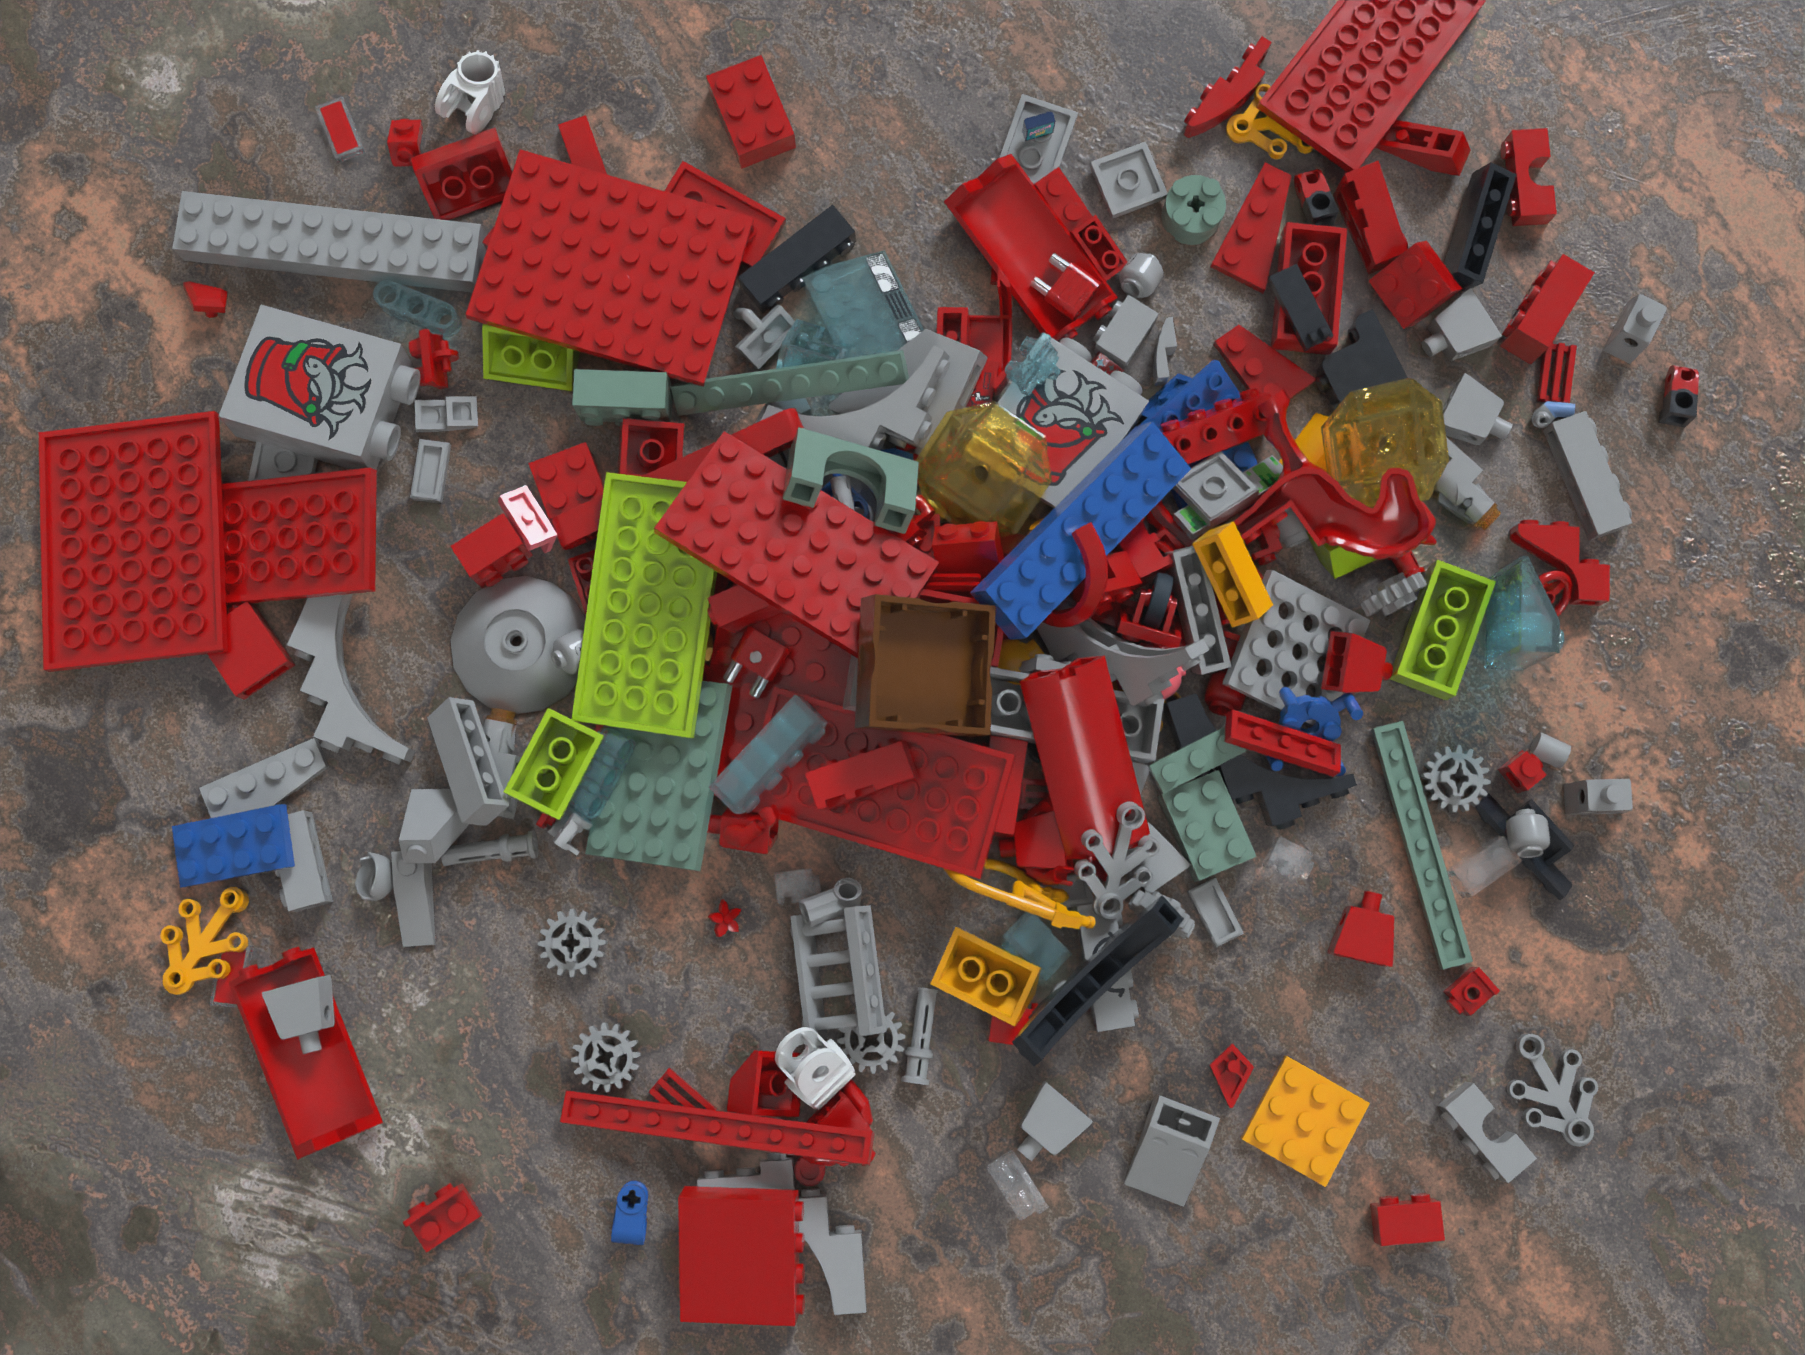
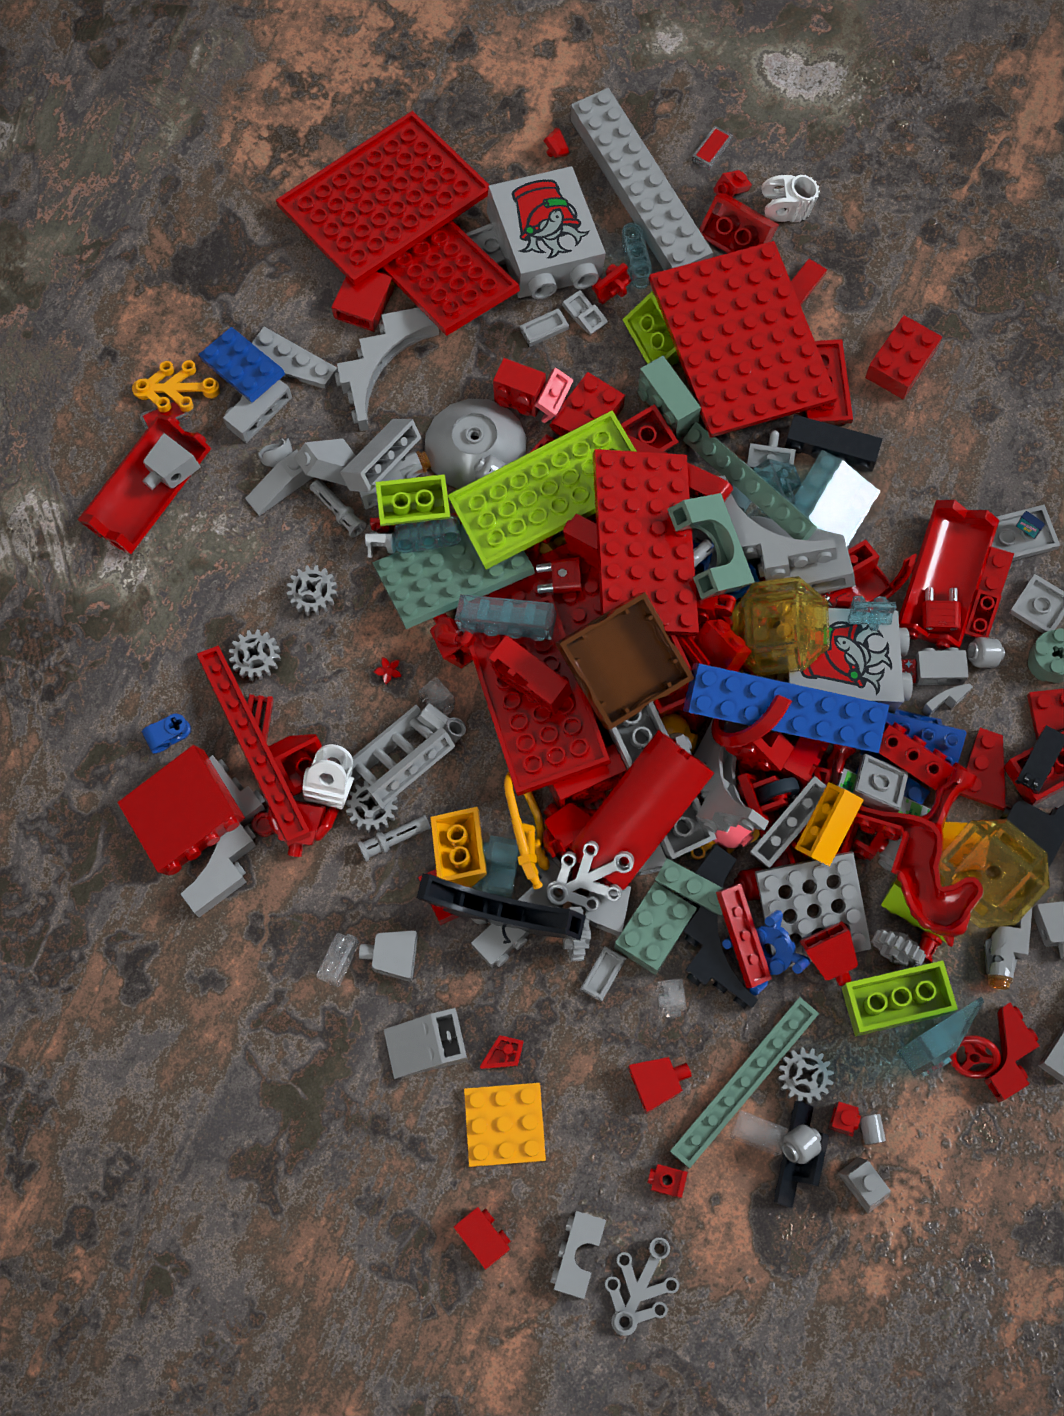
camera: 60 degrees right, 10 degrees down
(442, 1217) = (96, 624): red bracket -> none

